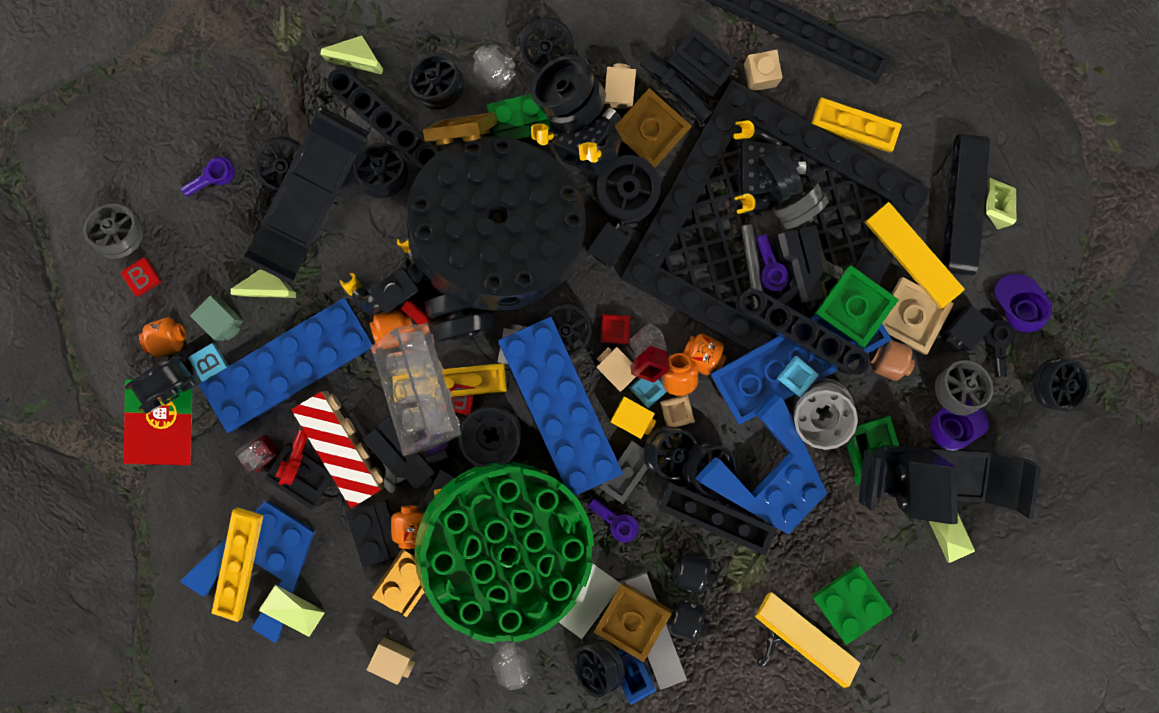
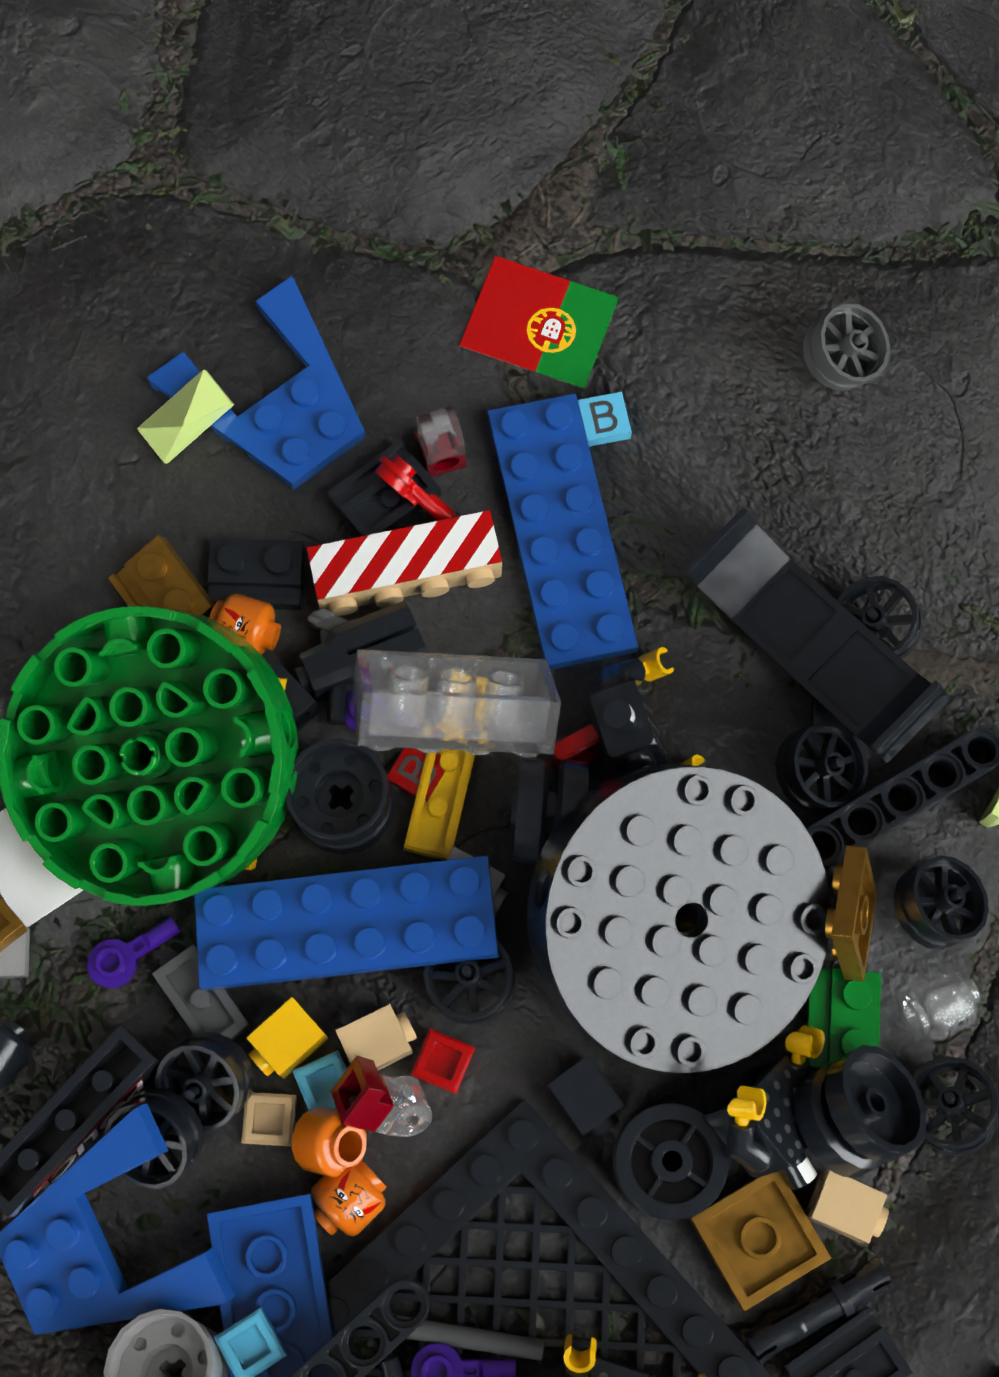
camera: 105 degrees right, 15 degrees down
(141, 277) = (765, 366): red tile -> none
(162, 337) = (663, 366): orange head -> none
(162, 384) = (592, 341): black wheel -> none
(217, 319) = (666, 451): sand green brick -> none
(218, 171) = (892, 524): dark purple plate -> none
(237, 564) = (286, 361): yellow tile -> none
(263, 285) = (694, 533): yellowish green slope -> none
(385, 323) = (574, 693): orange head -> none
(391, 661) = (50, 533): tan brick -> none

